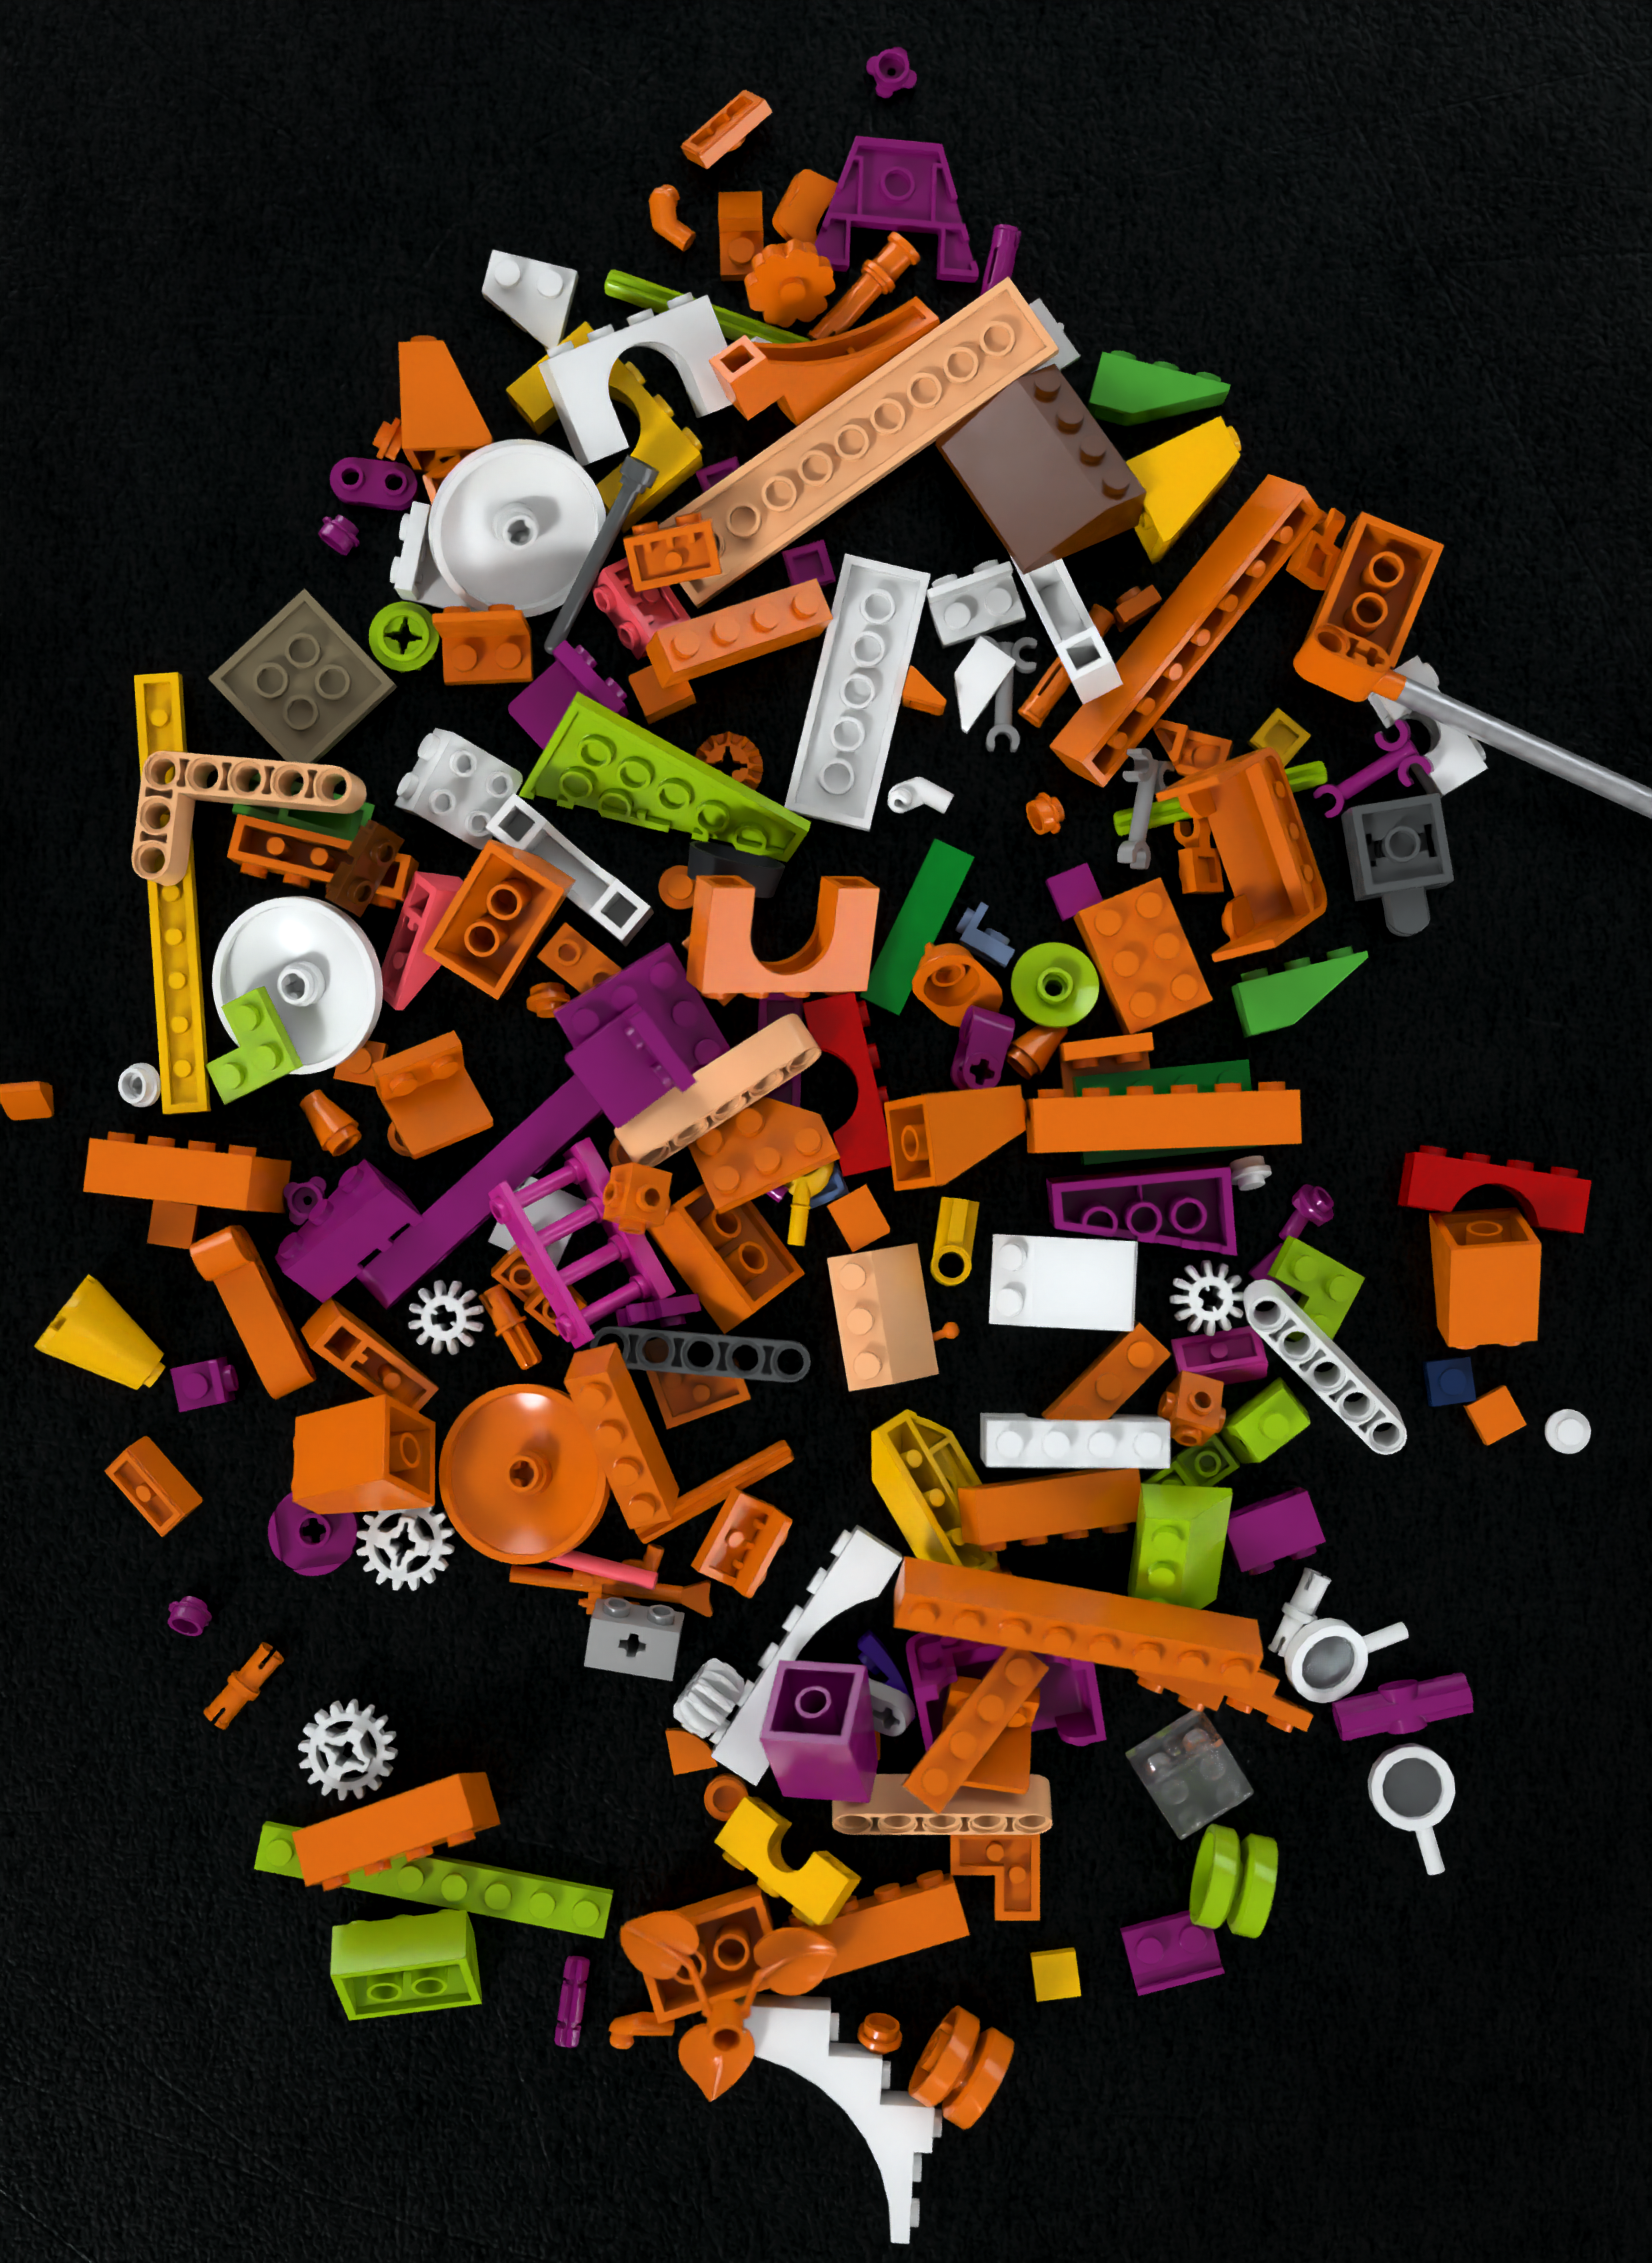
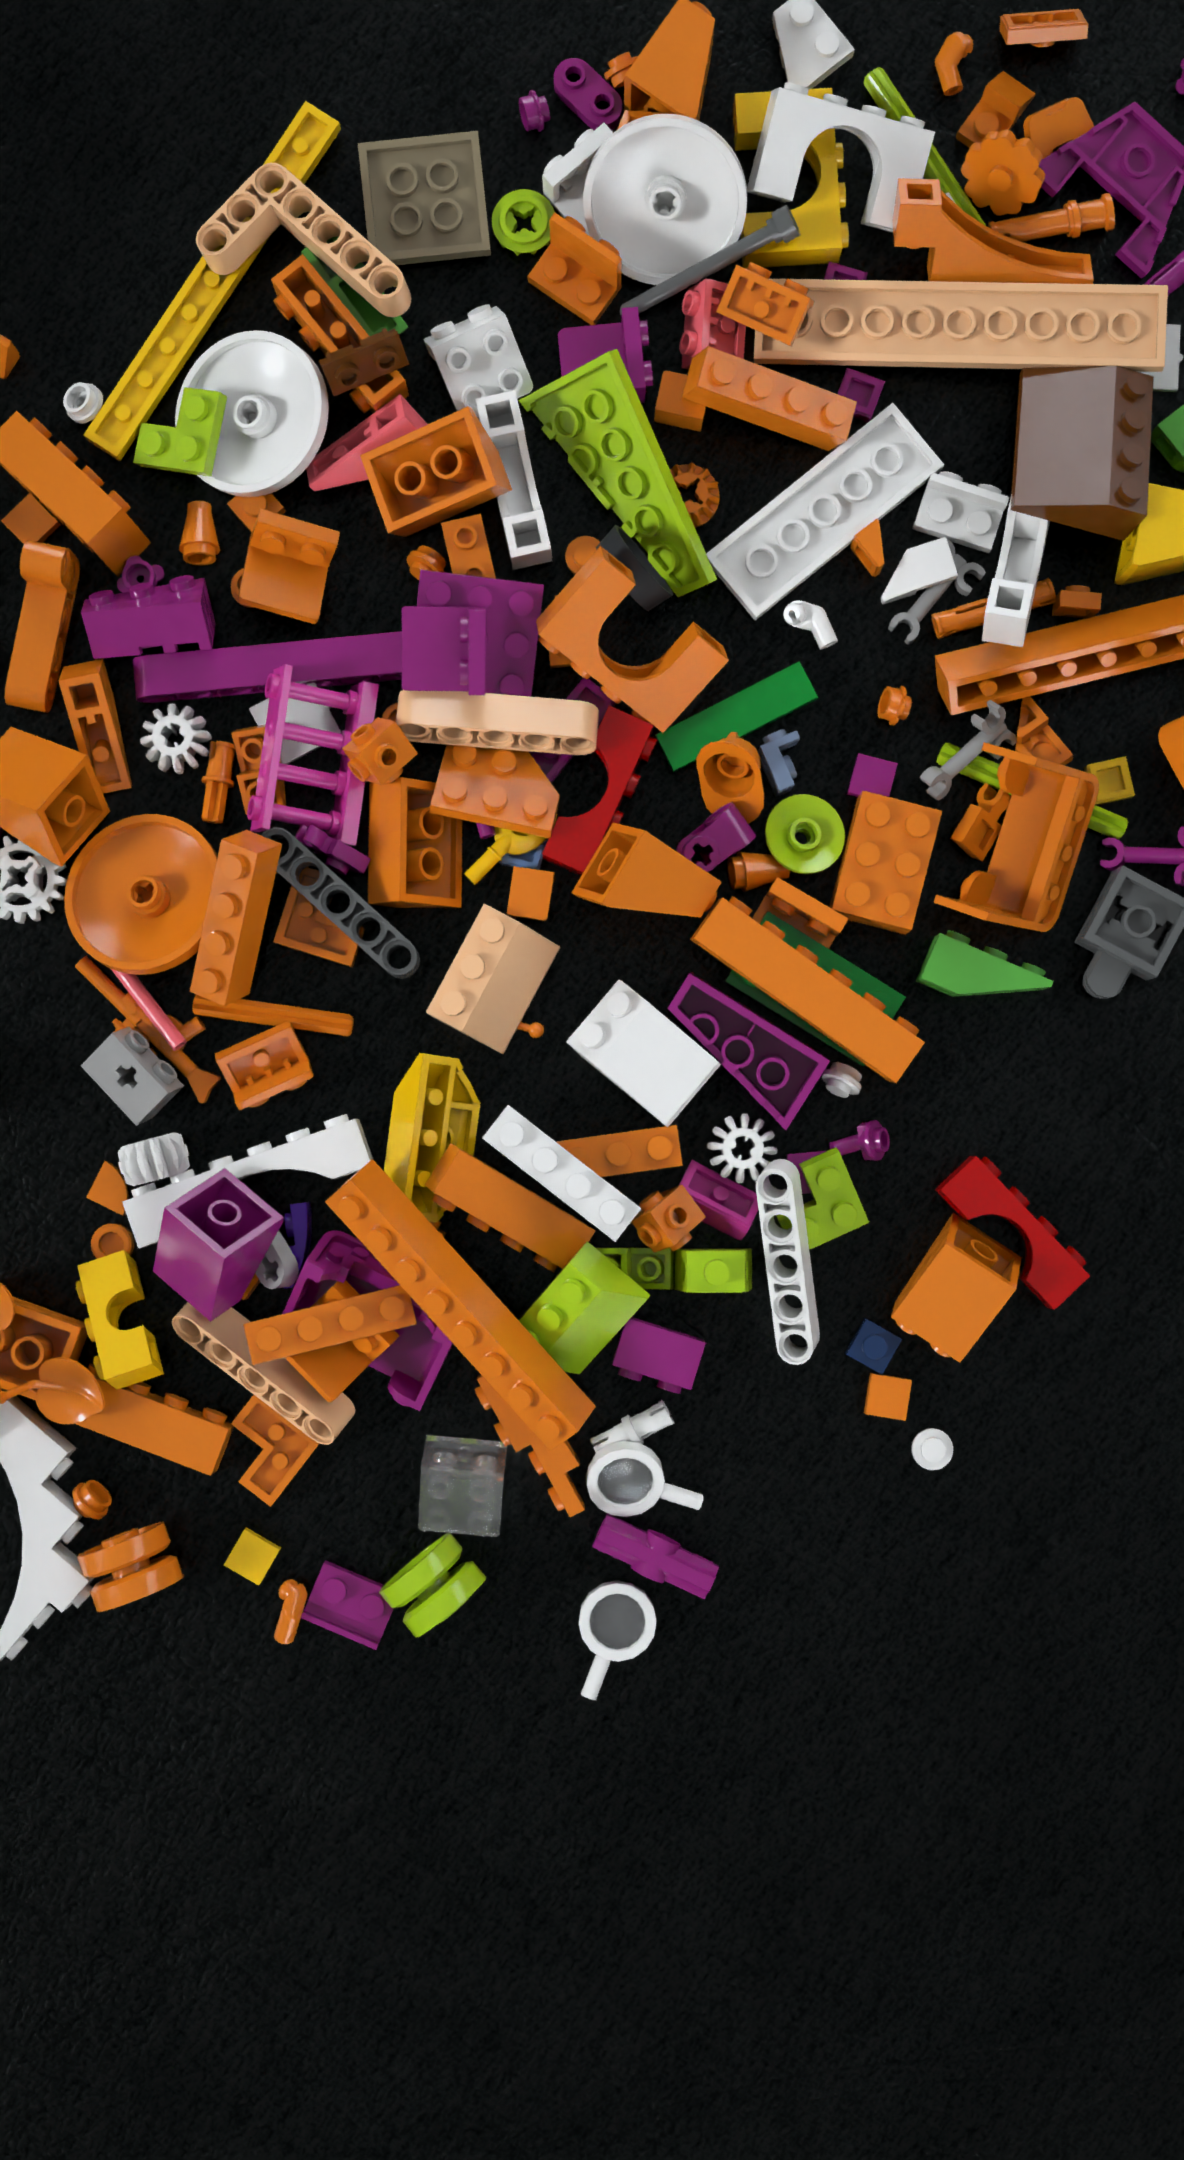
camera: 45 degrees right, 0 degrees up
(954, 1235) = (590, 962): yellow piece -> none
(1127, 1997) = (292, 1609): none -> orange arm

